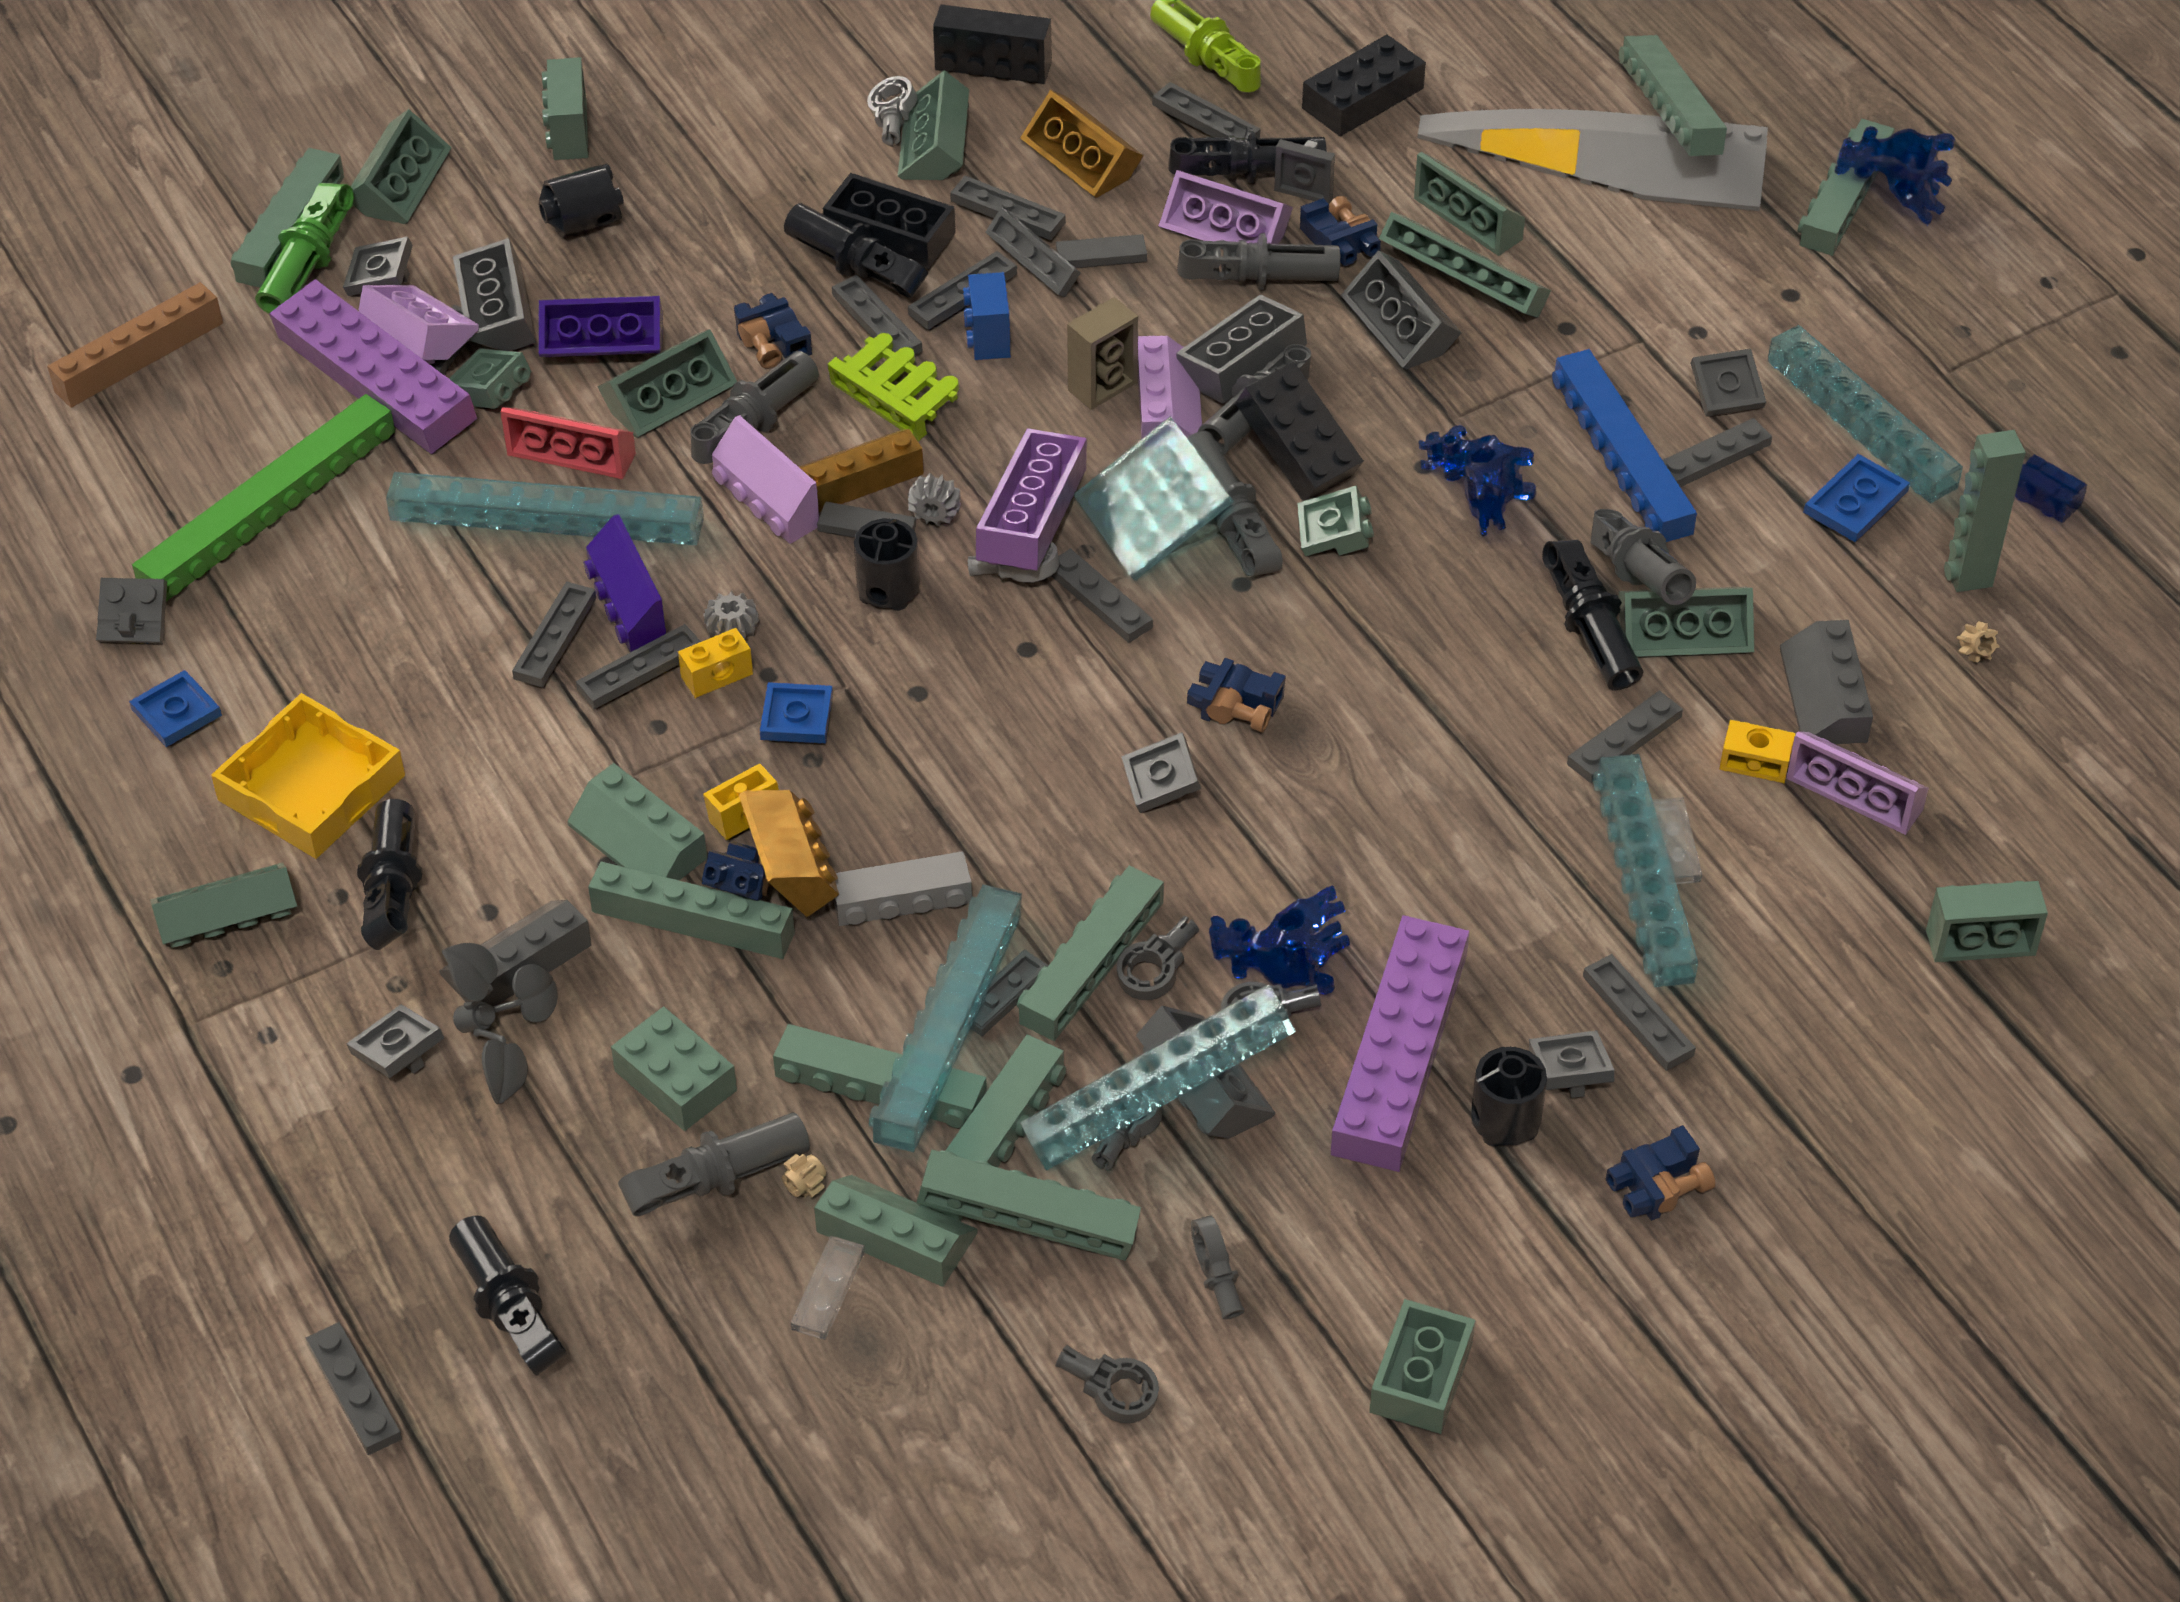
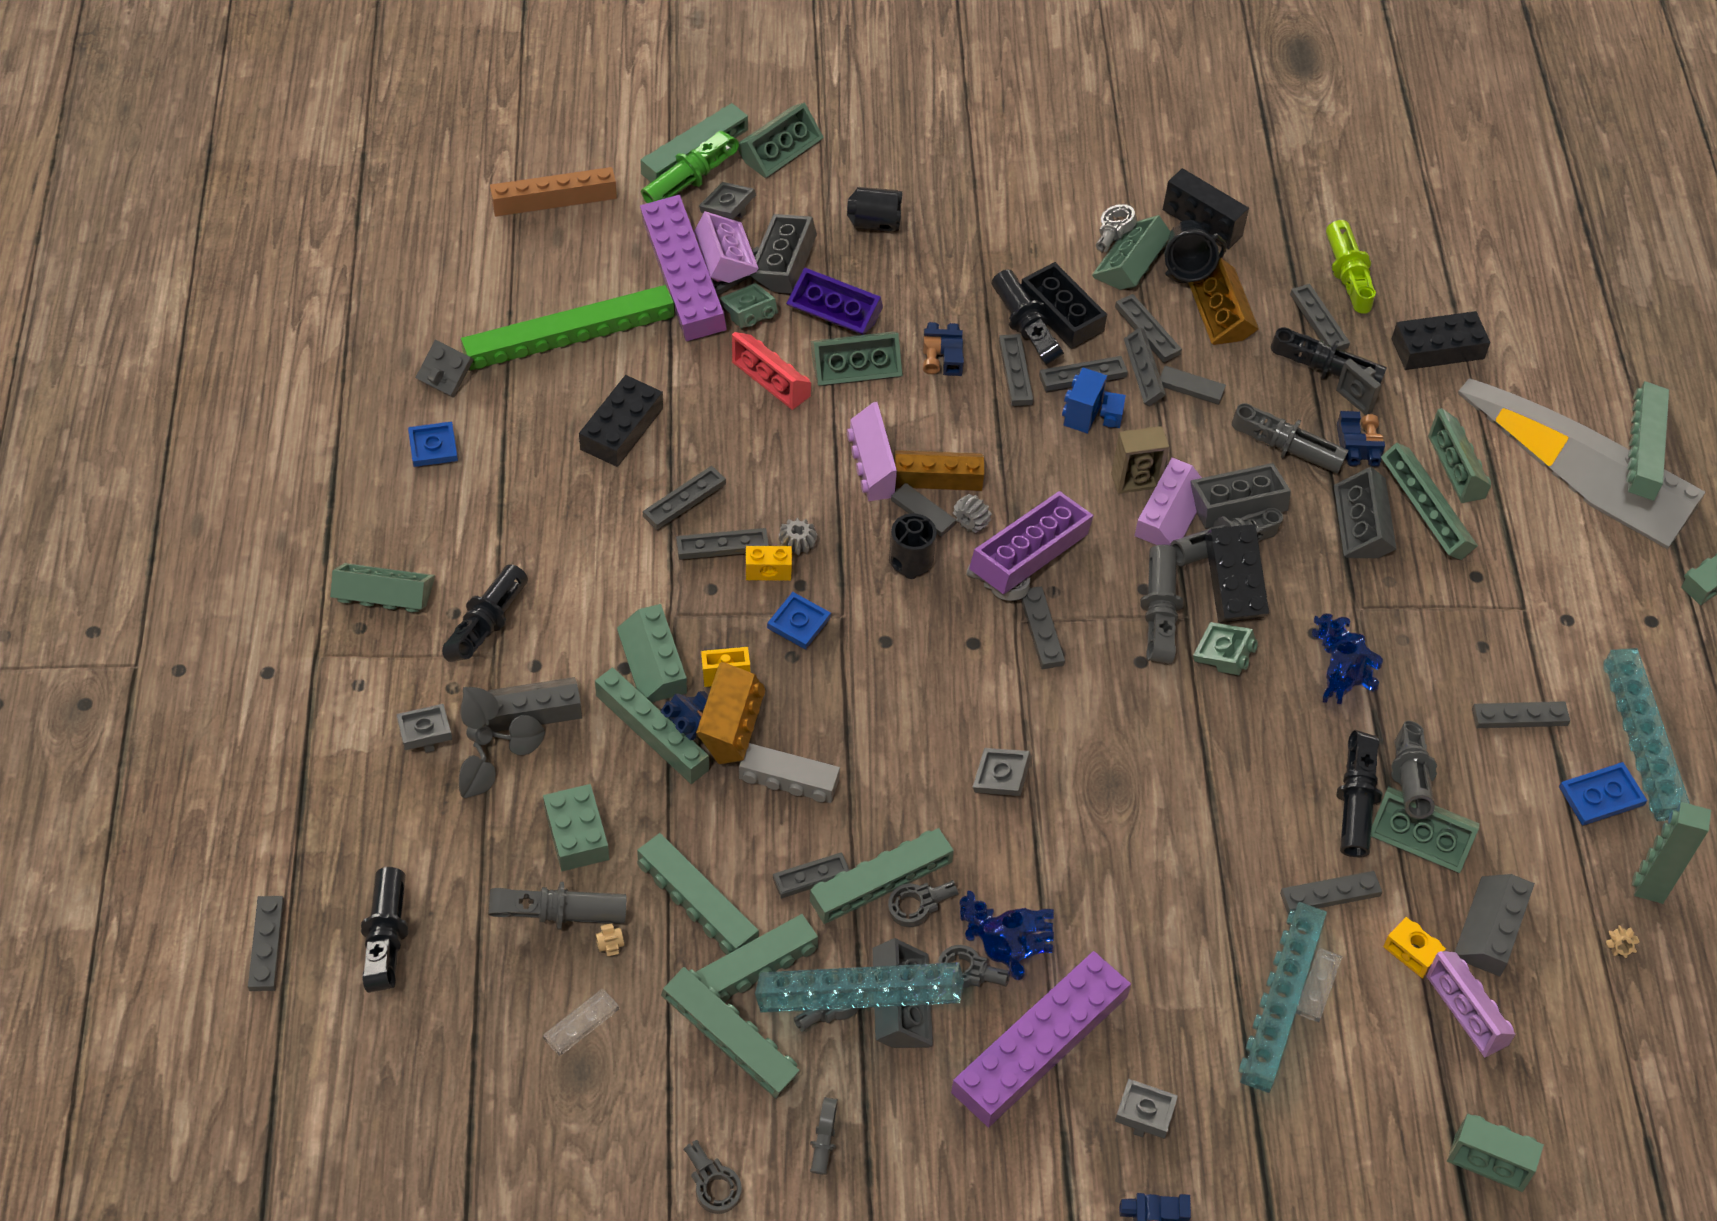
camera: 25 degrees right, 5 degrees up
(308, 775) = (481, 525): yellow tile -> none
(412, 577) = (621, 420): none -> black brick
(543, 507) = (730, 410): clear light blue brick -> none
(565, 108) = (905, 141): sand green brick -> none
(624, 586) = (742, 486): dark purple slope -> none
(754, 402) = (899, 396): dark grey piece -> none
(889, 401) = (988, 433): lime fence -> none
(893, 1228) = (638, 993): sand green slope -> none
(946, 1019) = (756, 878): clear light blue brick -> none
(1012, 96) = (1192, 252): none -> black piece
(1027, 315) = (1112, 409): none -> blue brick
(1153, 498) = (1112, 577): clear light blue plate -> none
(1221, 212) = (1288, 393): lavender slope -> none
(1237, 693) = (1086, 733): dark blue hips -> none
(1508, 1096) = (1084, 1114): black cylinder -> none
(1624, 445) = (1459, 682): blue brick -> none
(1639, 1012) = (1215, 1096): dark grey plate -> none
(1728, 382) = (1562, 667): dark grey hinge -> none

